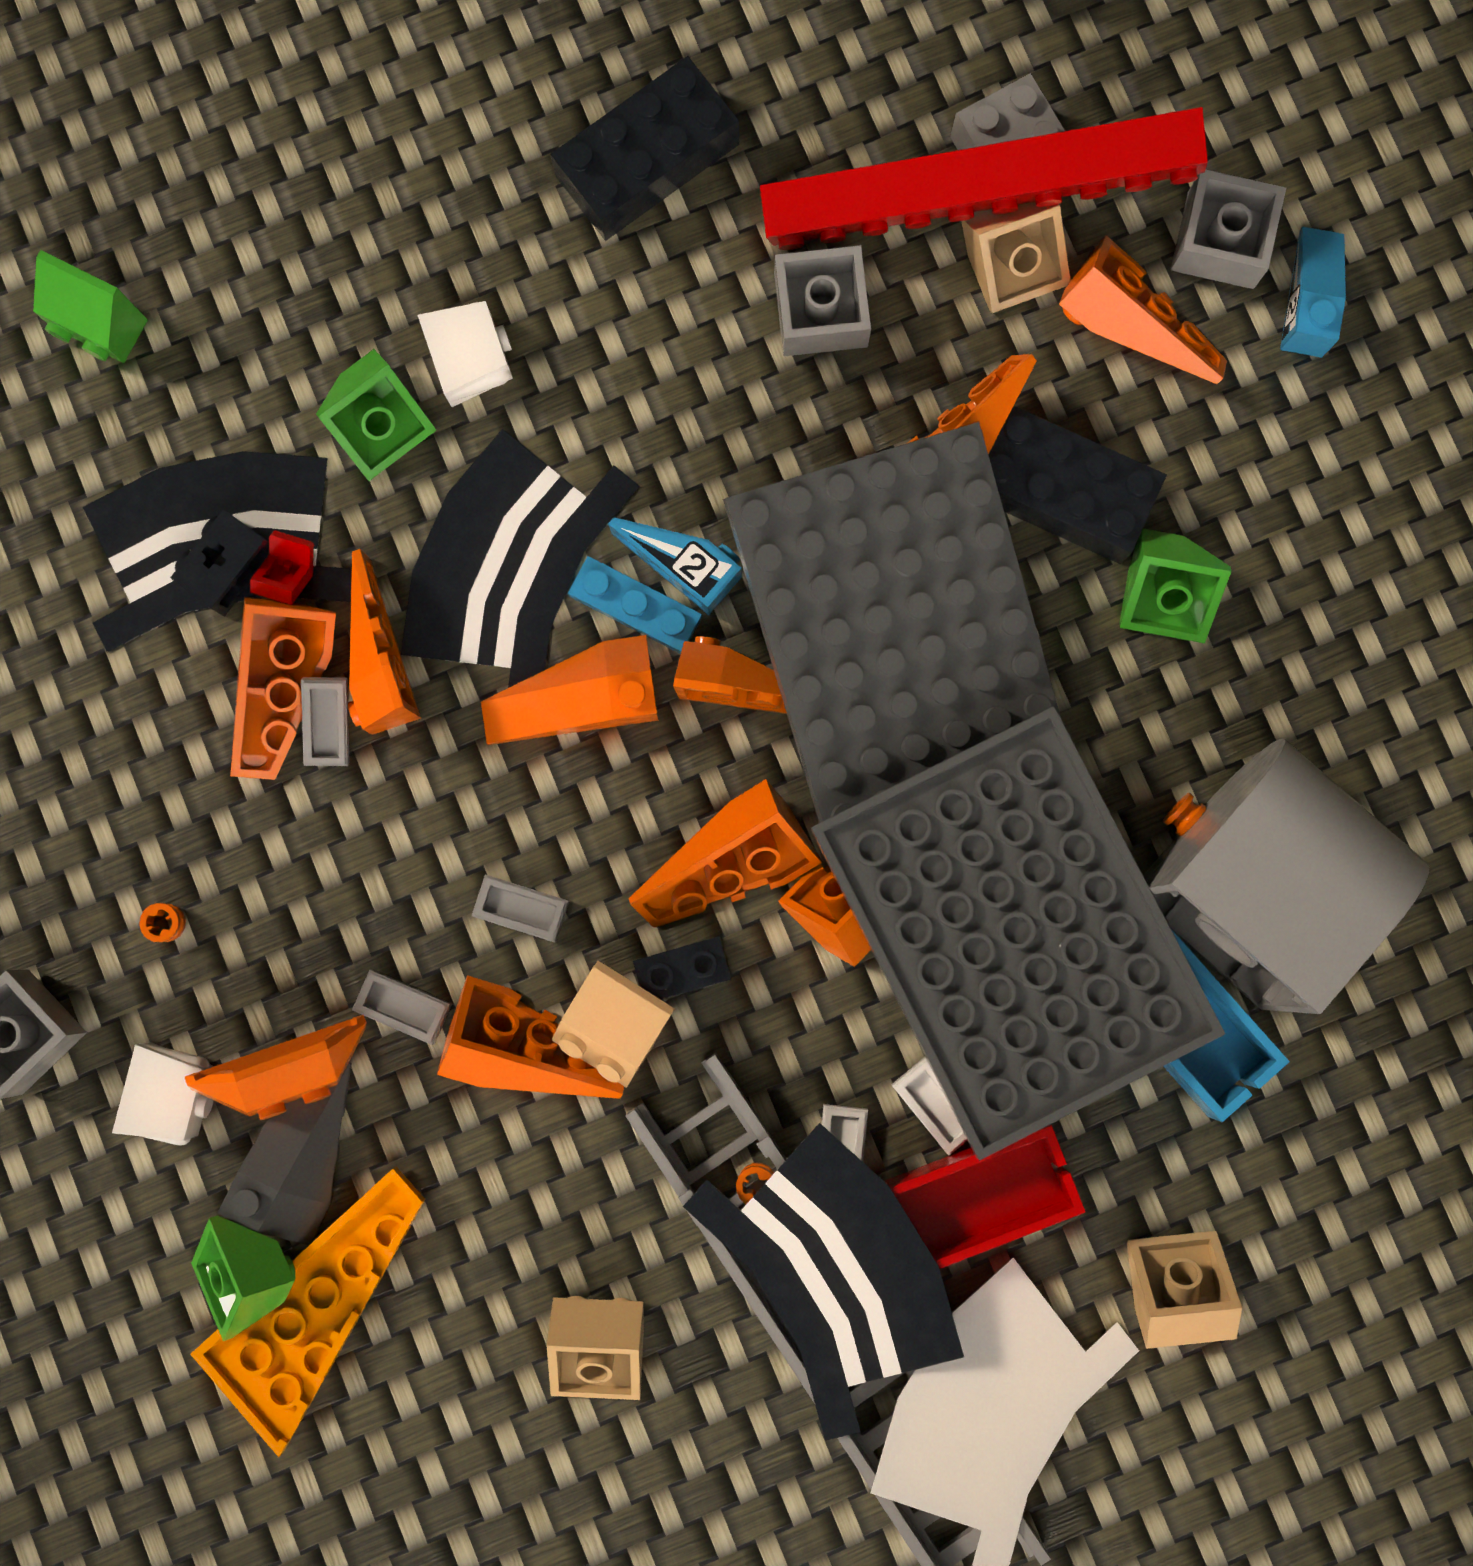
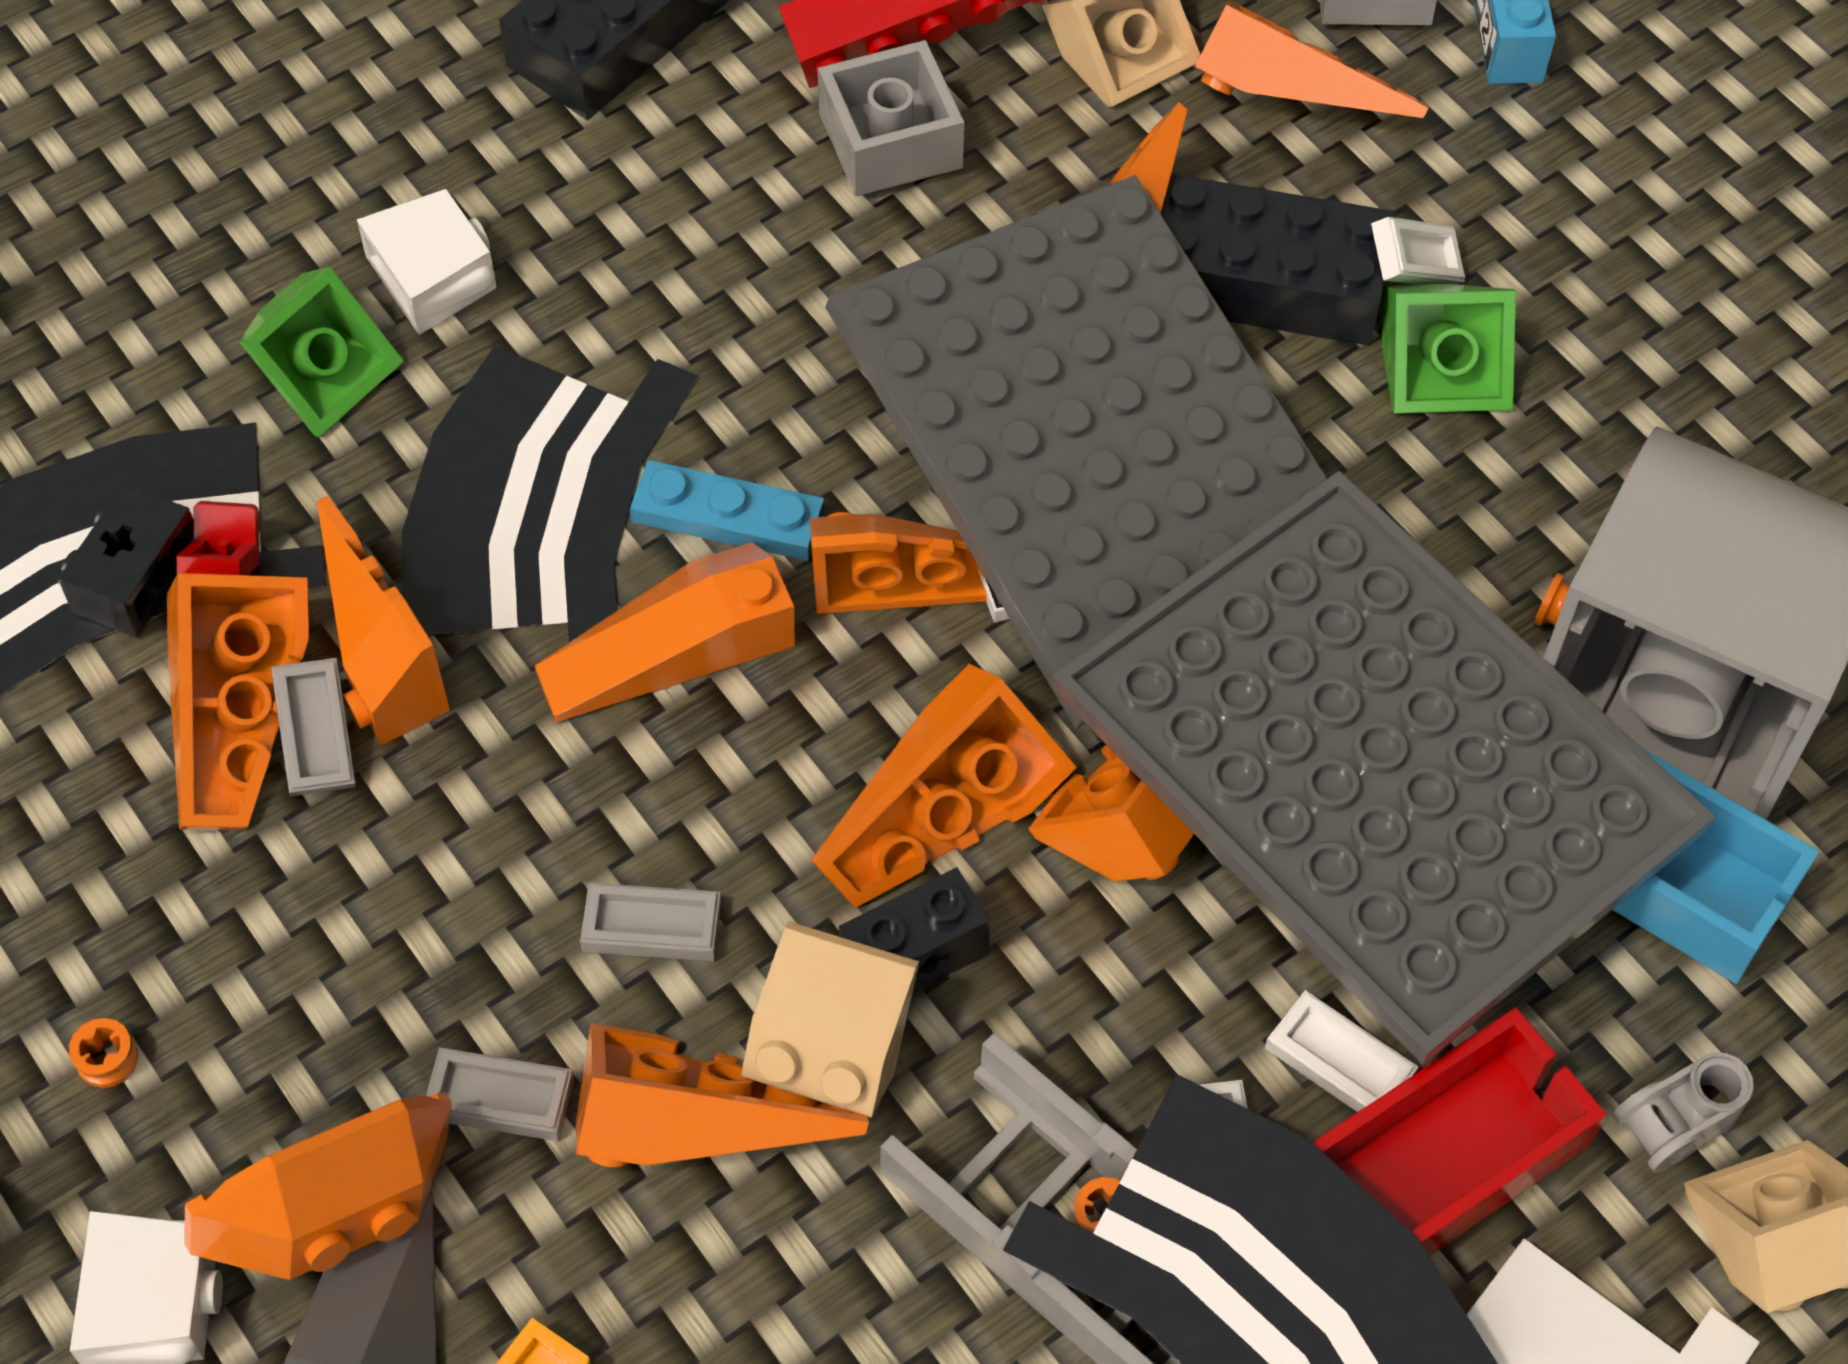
camera: 20 degrees left, 25 degrees down
(685, 561) = (780, 438): slope -> none
(1140, 1202) = (1675, 1115): none -> light grey piece
(1174, 510) = (1417, 252): none -> white tile

